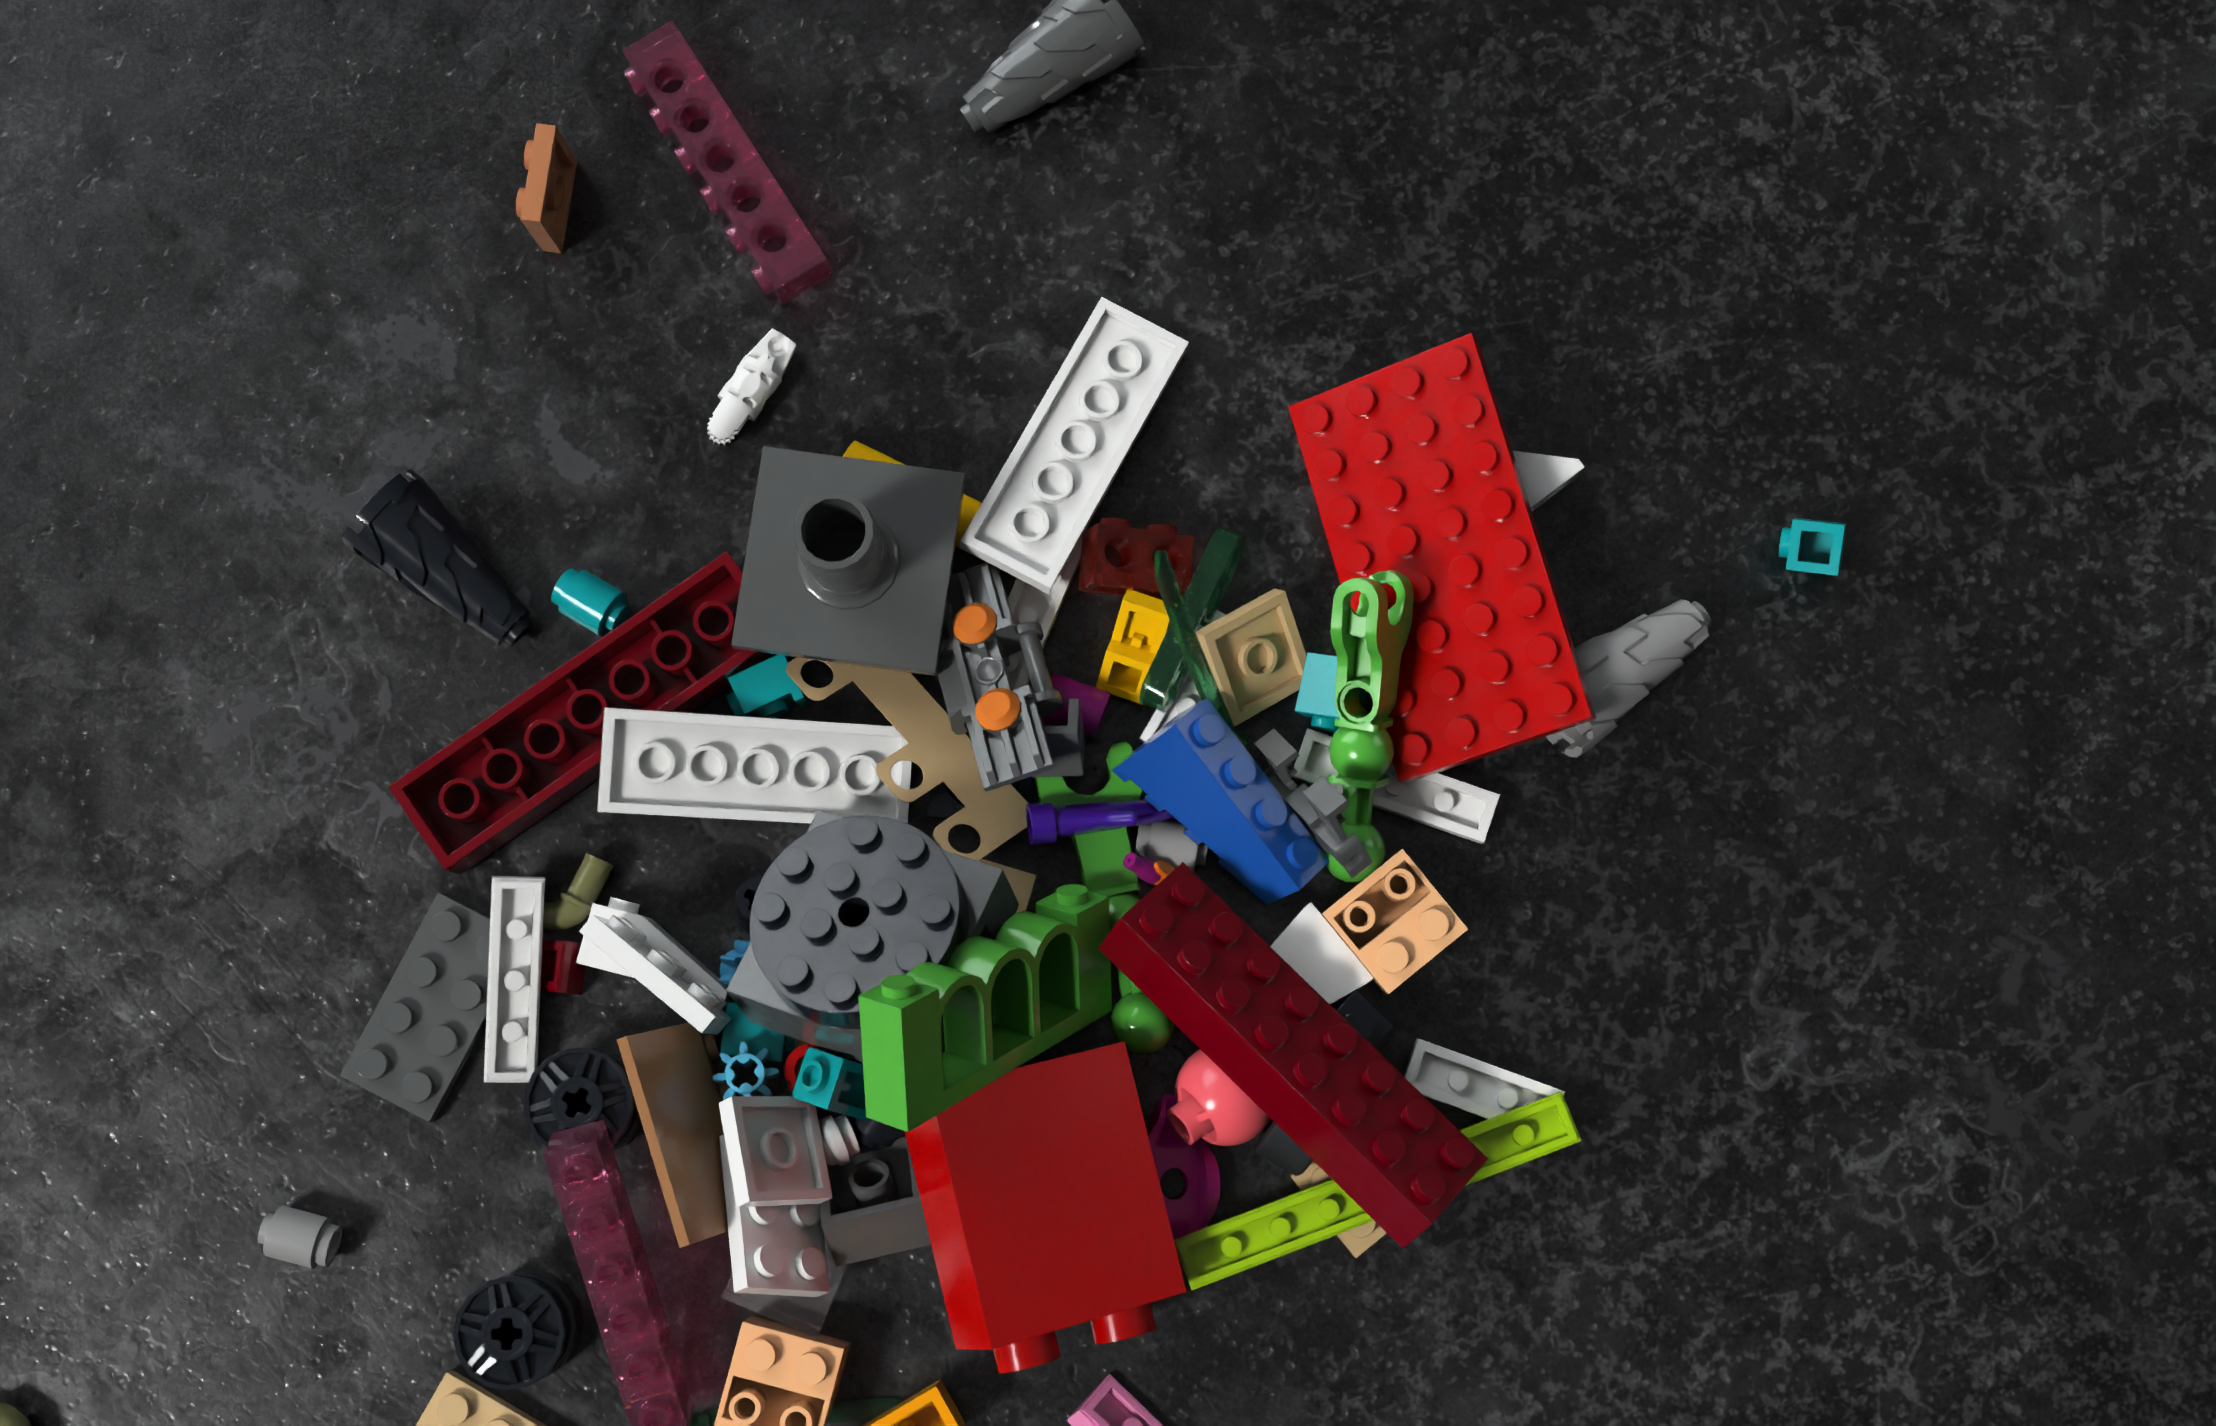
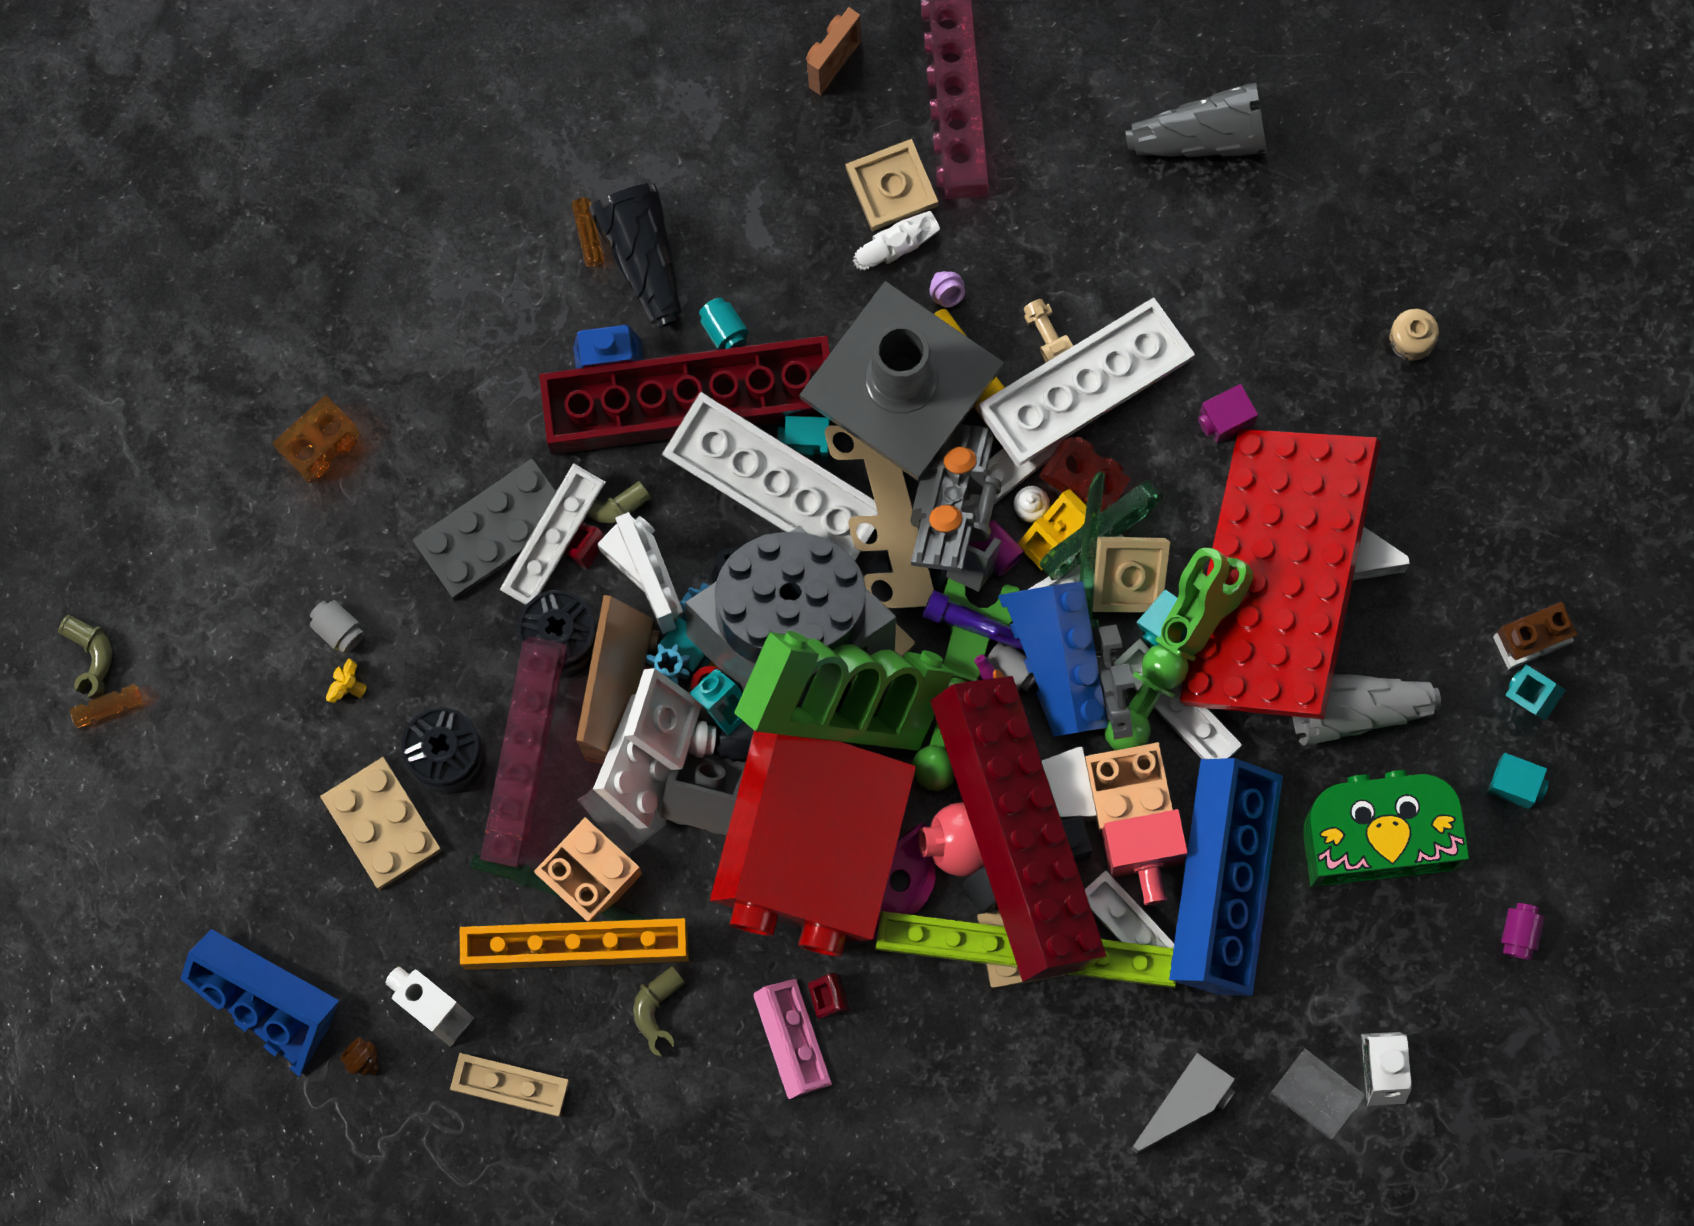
camera: 30 degrees right, 5 degrees down
(137, 1004) = (309, 432): none -> clear orange brick
(350, 1303) = (345, 683): none -> yellow plant
(360, 572) = (587, 232): none -> clear orange axle
(460, 704) = (607, 346): none -> blue torso
(707, 320) = (891, 185): none -> tan plate
(843, 414) = (947, 288): none -> lavender plate
(971, 388) = (1038, 313): none -> tan bar
(1087, 628) = (1031, 503): none -> white plate
(1162, 1374) = (828, 995): none -> dark red slope
(1266, 395) = (1227, 414): none -> magenta brick
(1439, 182) = (1414, 334): none -> tan head
(1456, 990) = (1144, 848): none -> coral brick
(1572, 975) = (1226, 877): none -> blue brick
(1670, 1269) = (1191, 1099): none -> light grey slope
(1729, 812) = (1384, 829): none -> green brick
(1777, 476) = (1535, 635): none -> reddish brown hips
(1817, 1177) = (1318, 1094): none -> clear plate
(1850, 665) = (1518, 781): none -> teal brick
(1883, 1099) = (1386, 1068): none -> white torso
(1952, 846) = (1522, 931): none -> magenta brick

